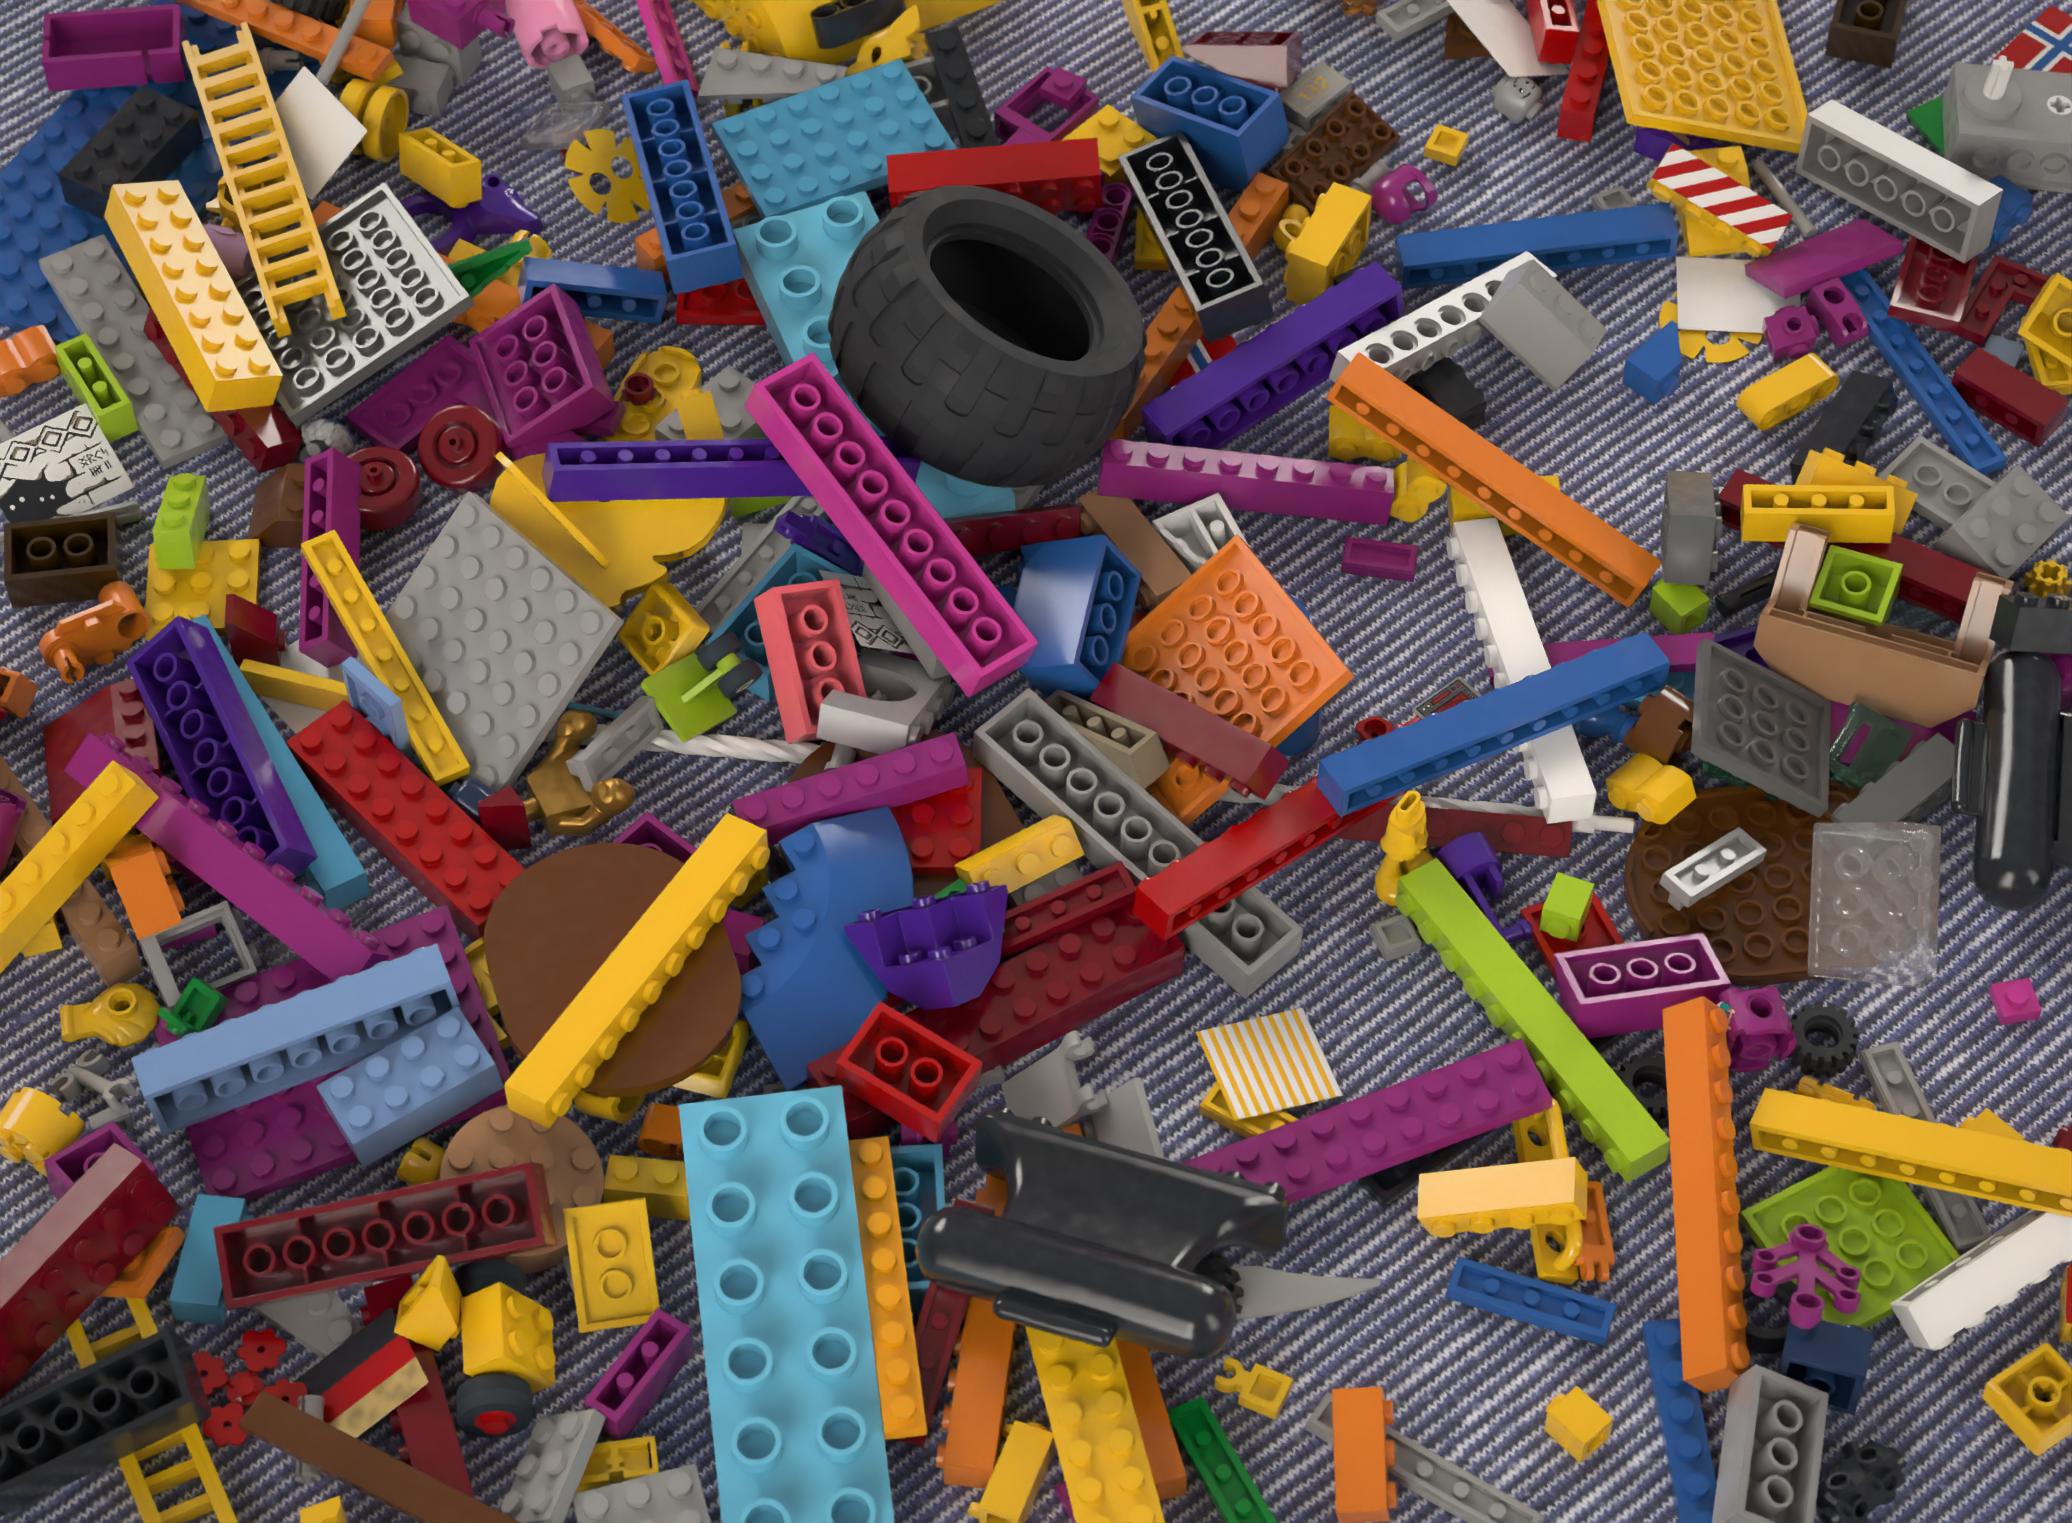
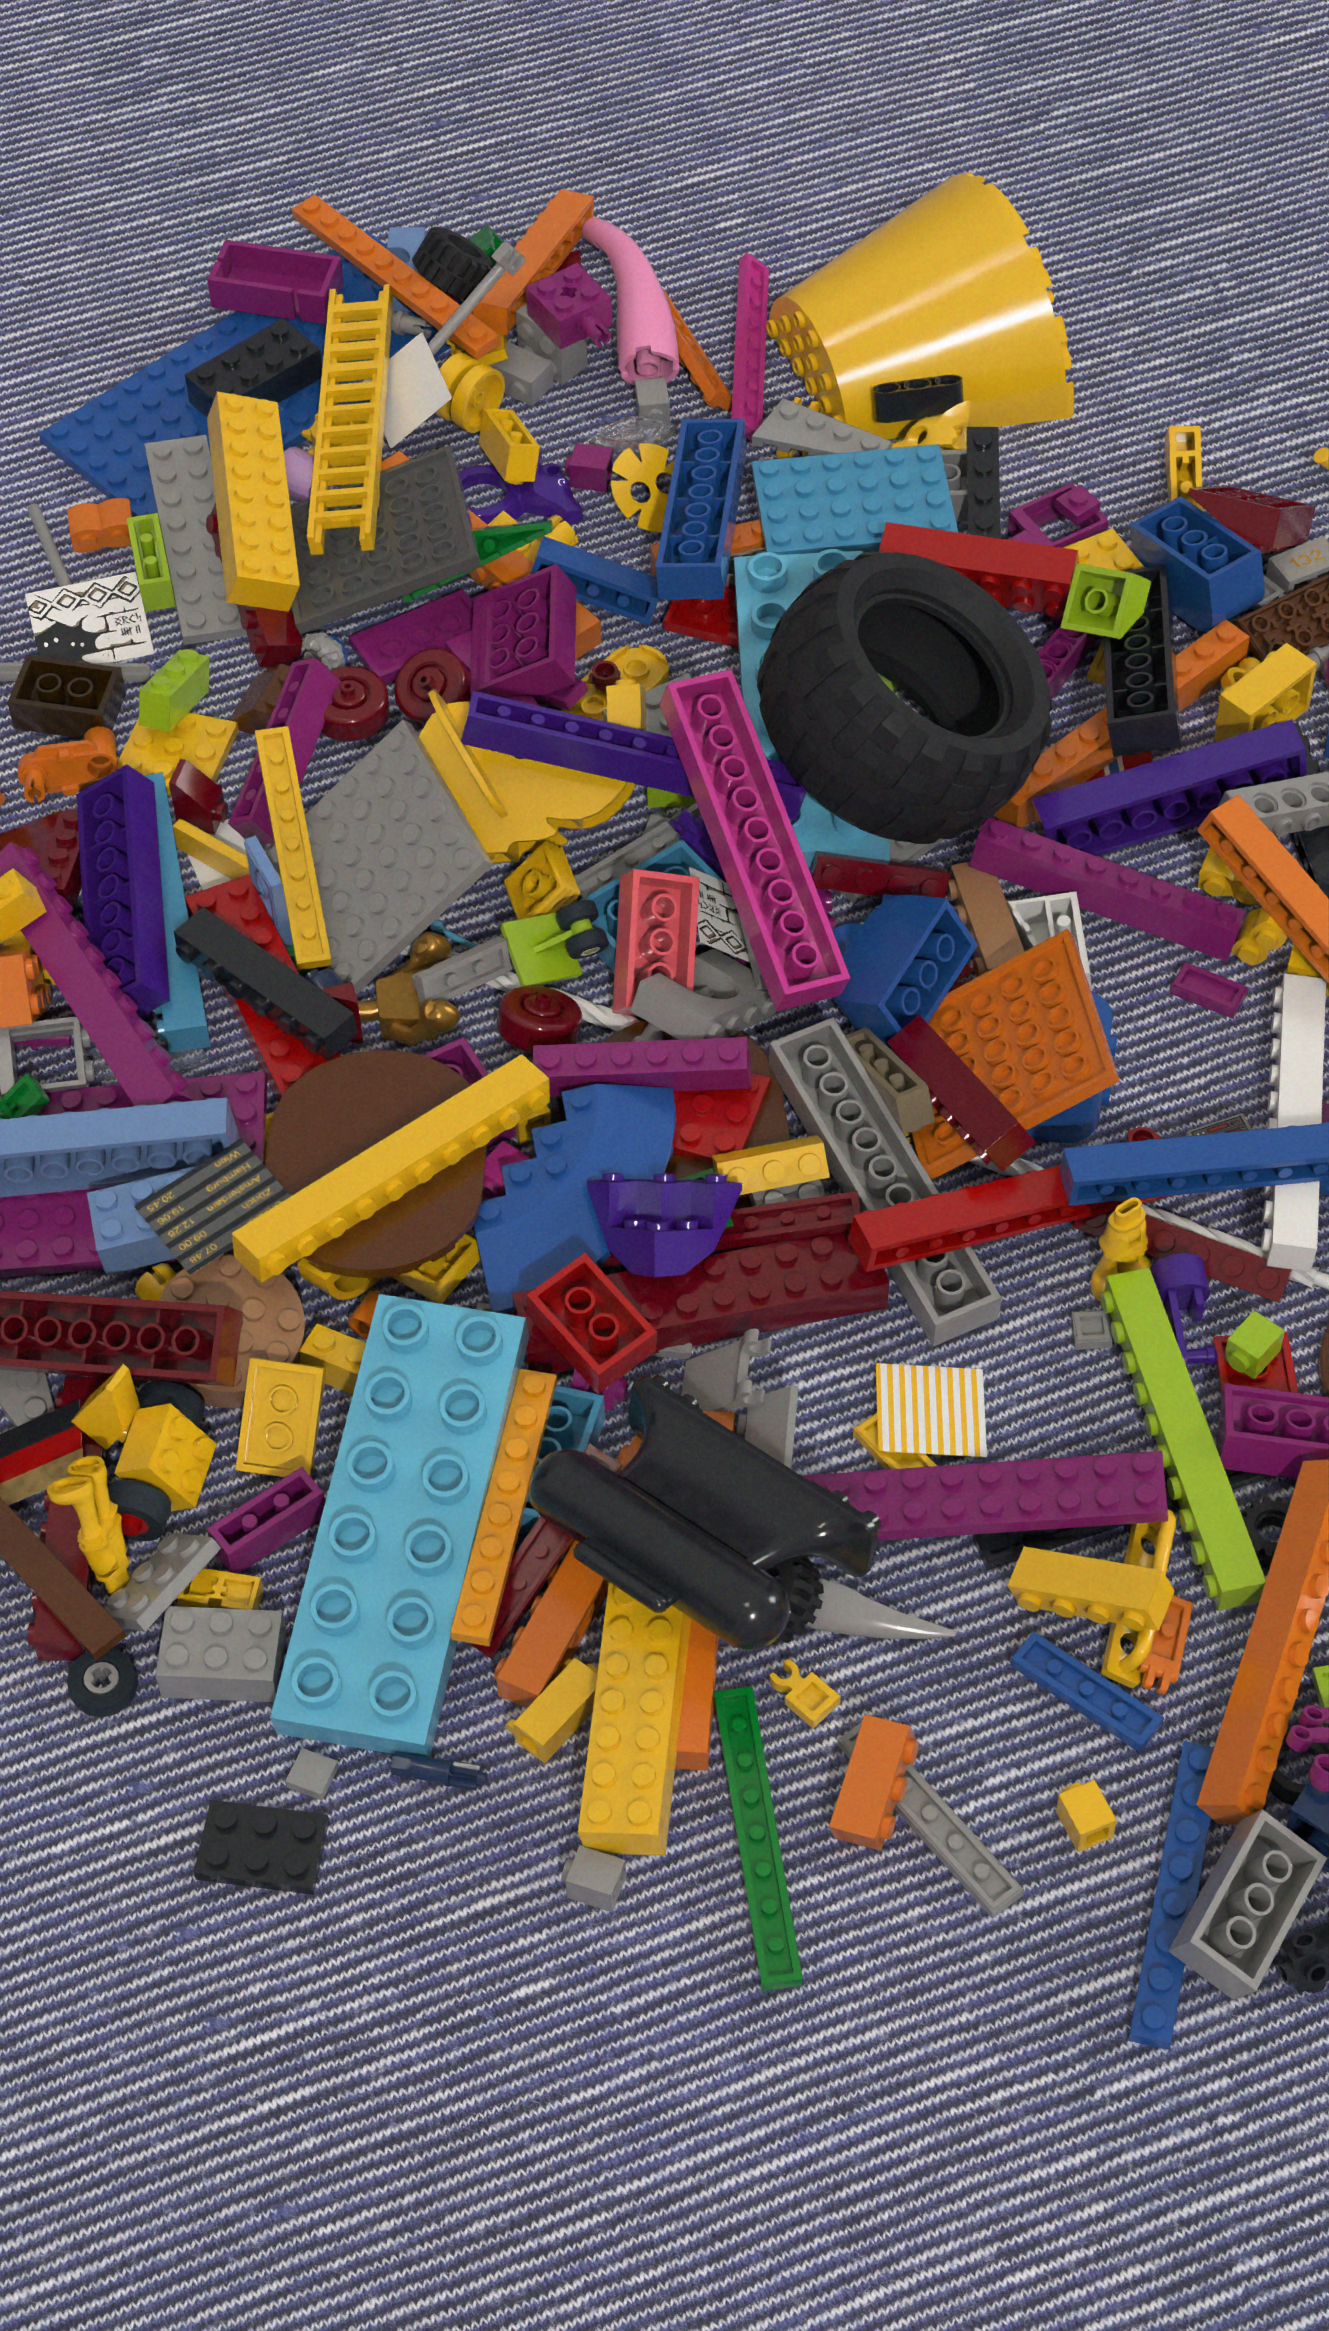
camera: 20 degrees right, 0 degrees up
(416, 811) = (265, 983): none -> black brick
(463, 1061) = (210, 1203): none -> sticker
(471, 1429) = (101, 1527): none -> yellow piece
(532, 169) = (590, 467): none -> magenta brick
(714, 771) = (538, 1017): none -> dark red wheel
(1139, 184) = (1104, 601): none -> lime slope

